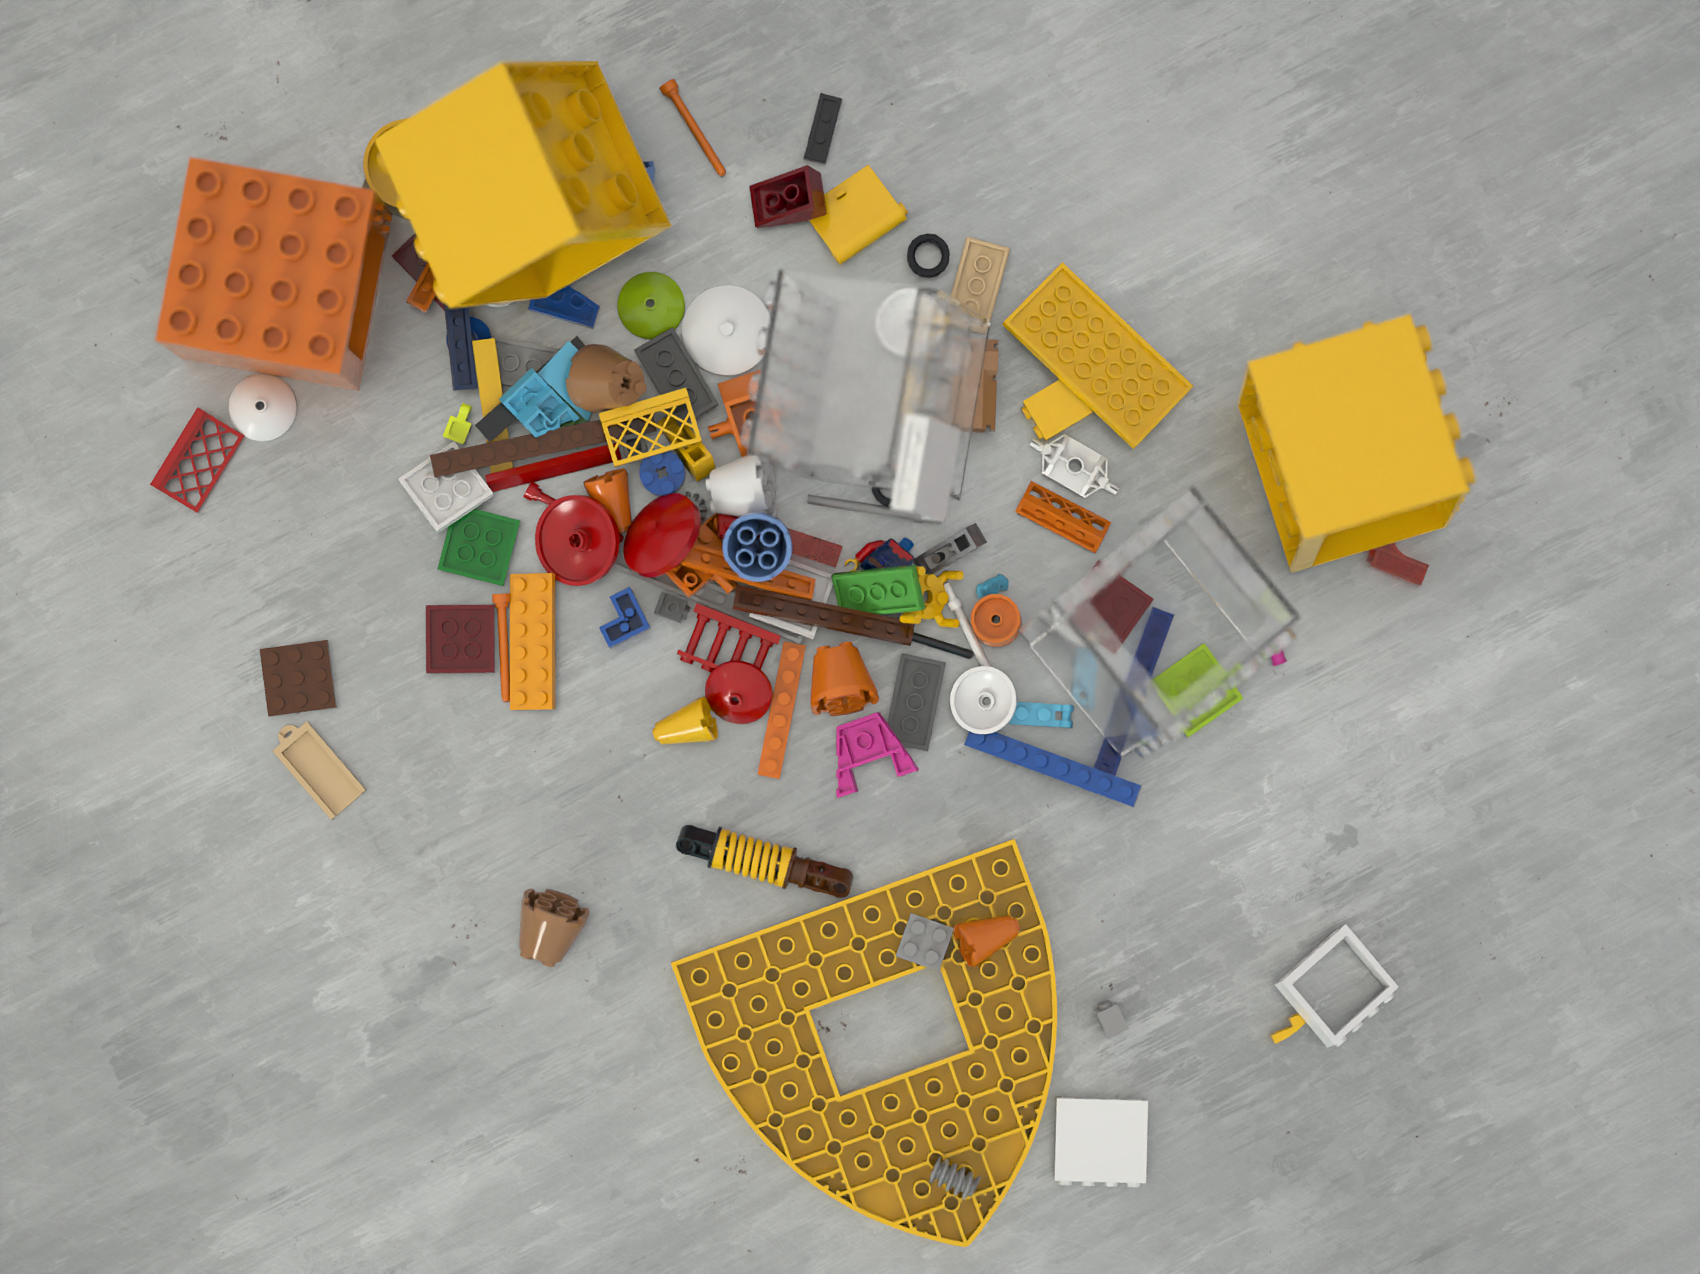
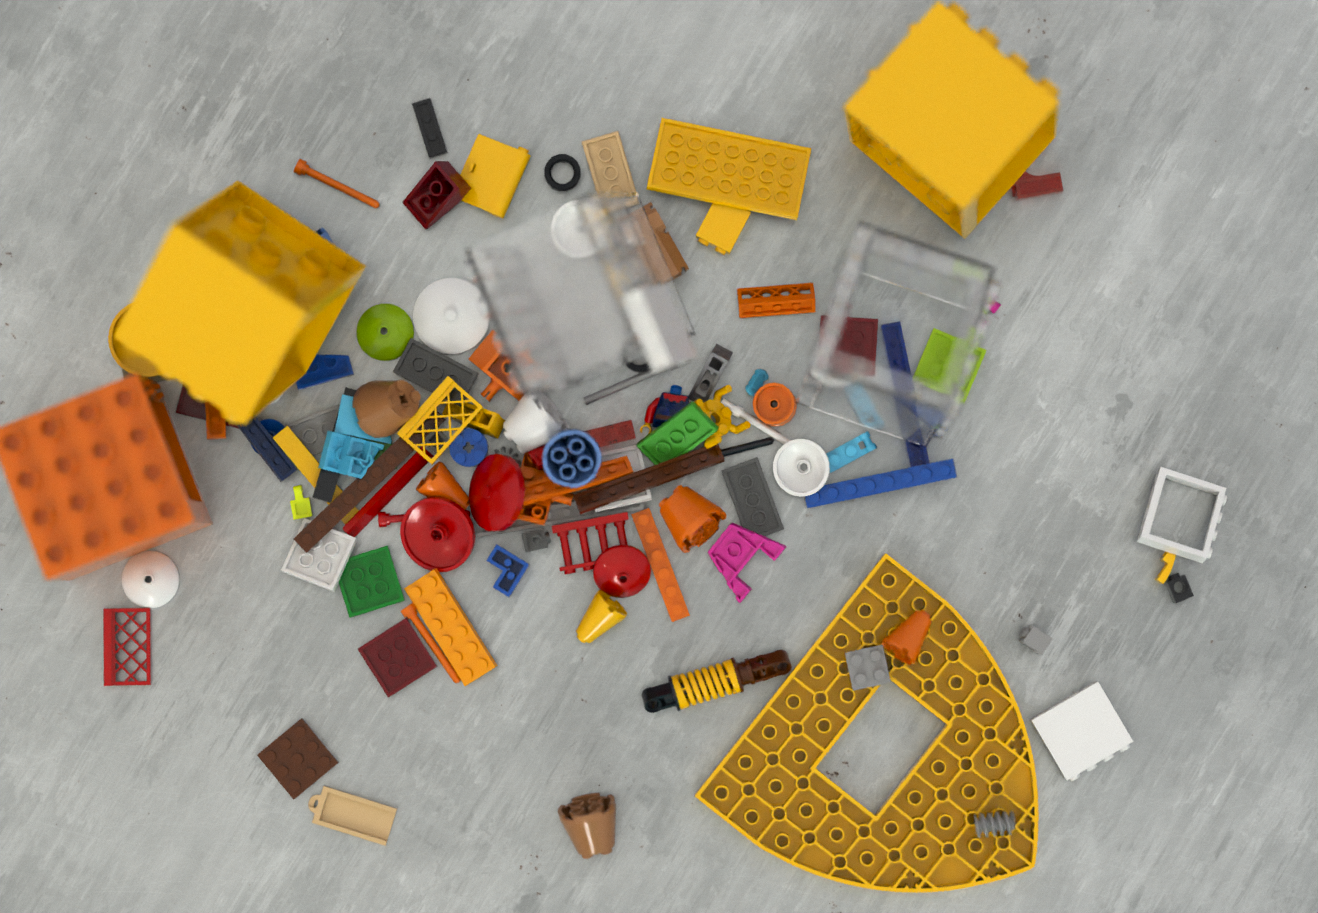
camera: 30 degrees left, 0 degrees up
(1056, 466) = (747, 265): white plate -> none
(1292, 1067) = (1186, 591): none -> black brick

